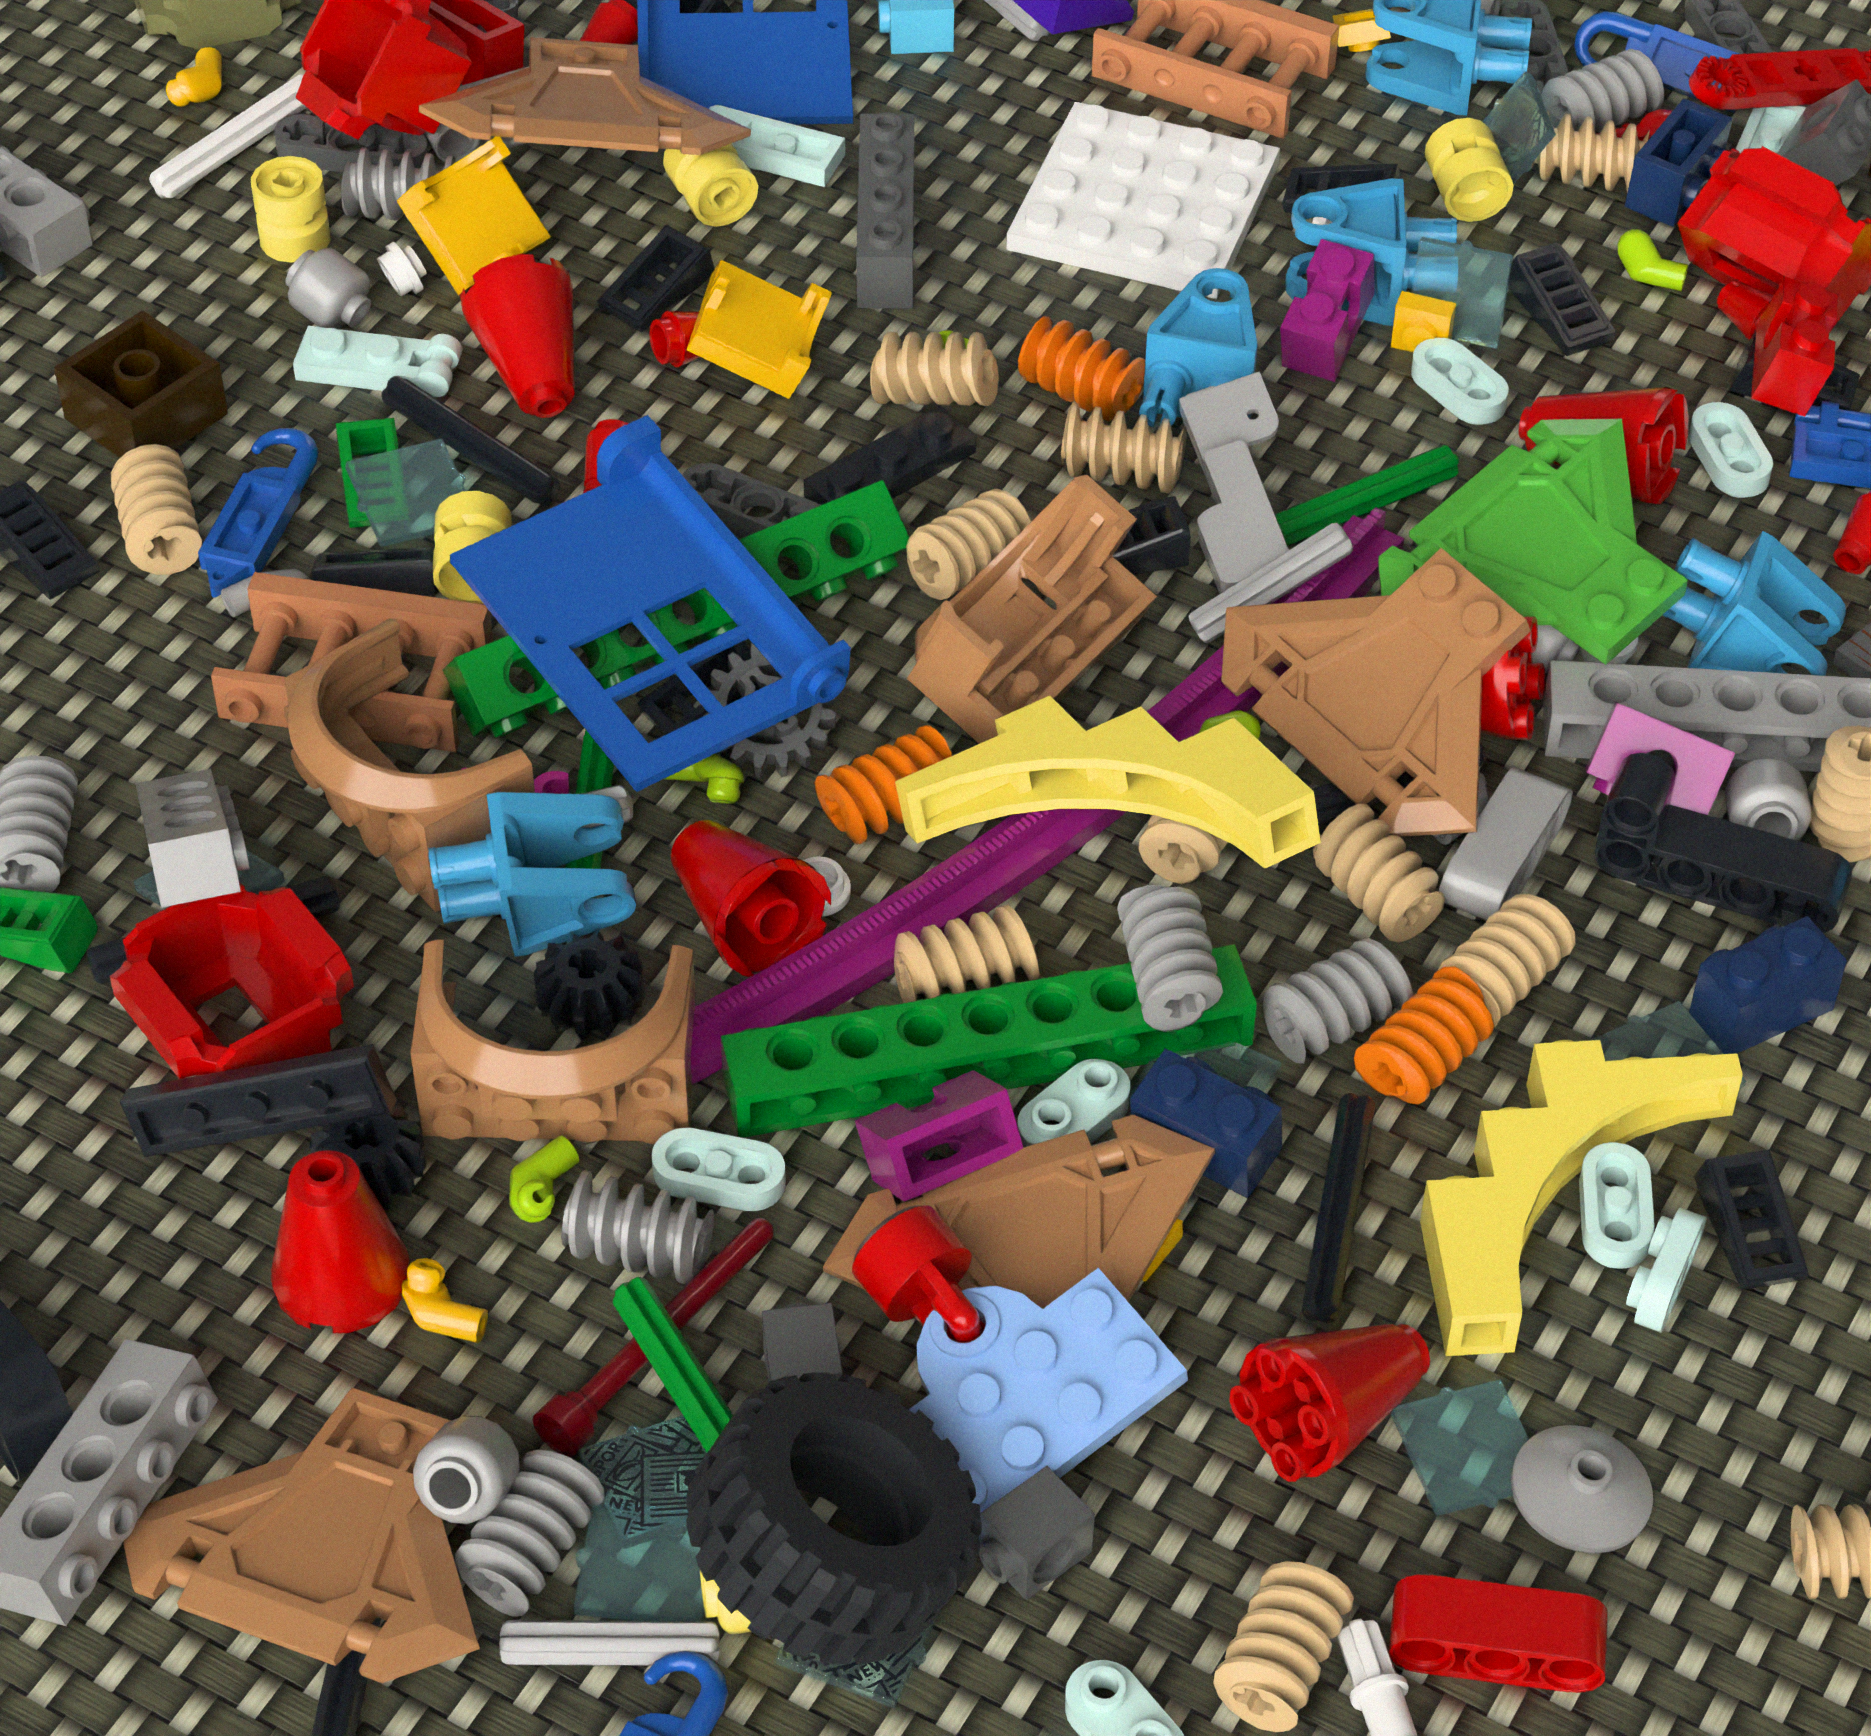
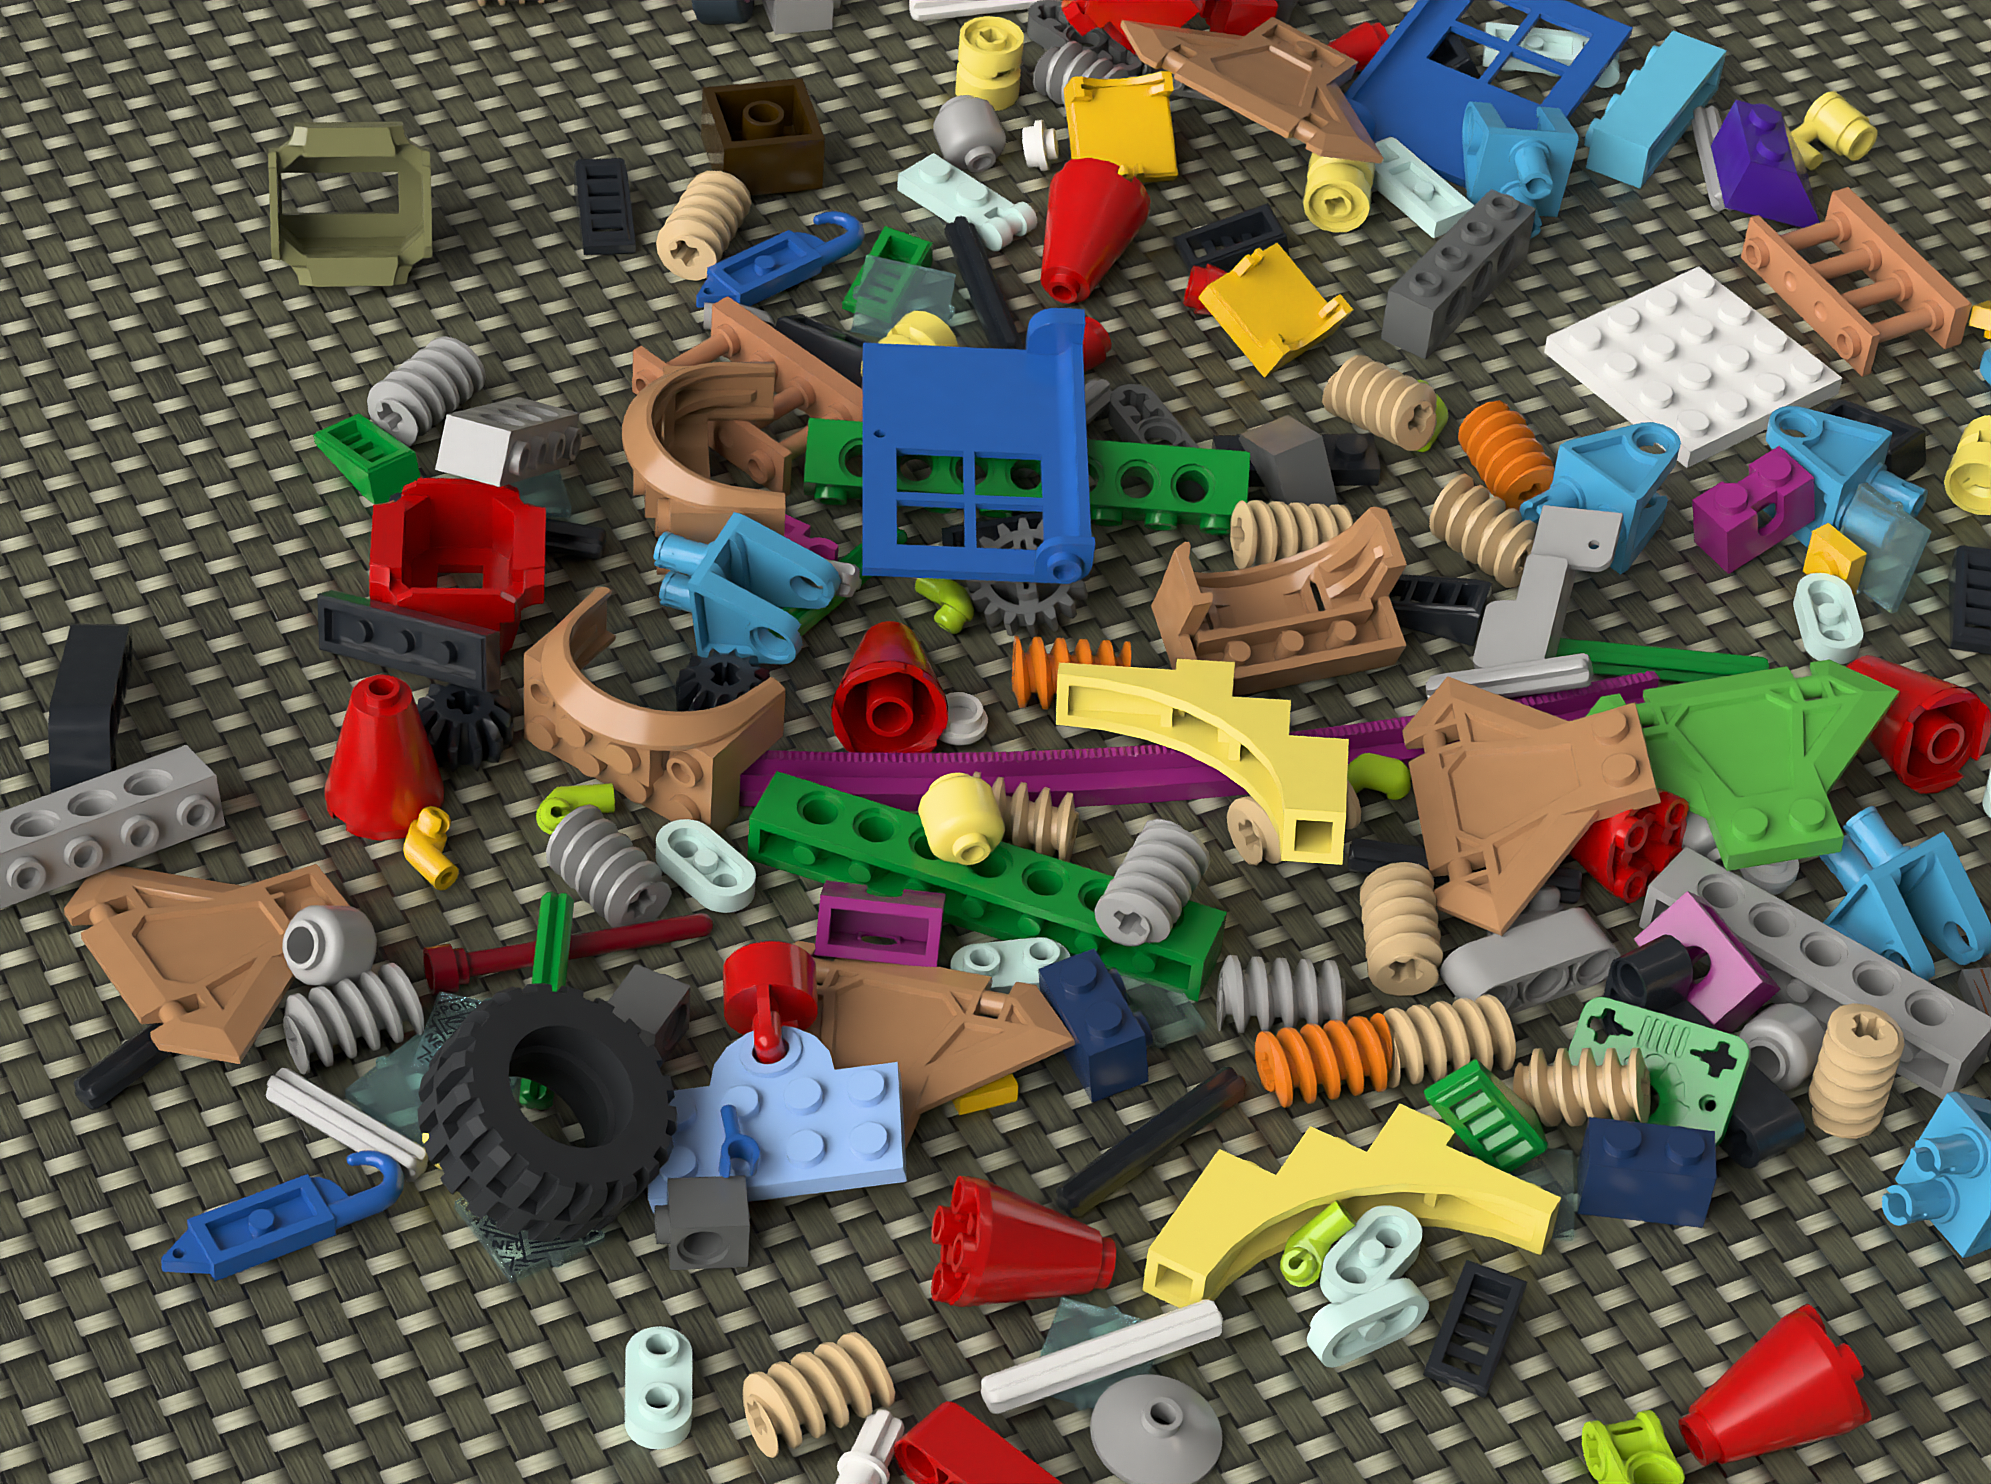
camera: 30 degrees right, 5 degrees down
(850, 74) = (1518, 162): none -> dark azure piece
(913, 469) = (1291, 462): none -> dark grey slope
(948, 989) = (961, 816): none -> light yellow head
(1035, 1438) = (736, 1144): none -> blue hand
(1484, 1446) = (1101, 1356): none -> white axle
(1558, 1225) = (1310, 1244): none -> lime arm
(1623, 1014) = (1492, 1122): none -> green slope
(1662, 935) = (1584, 1088): none -> tan piece
(1694, 873) = (1675, 1073): none -> axle

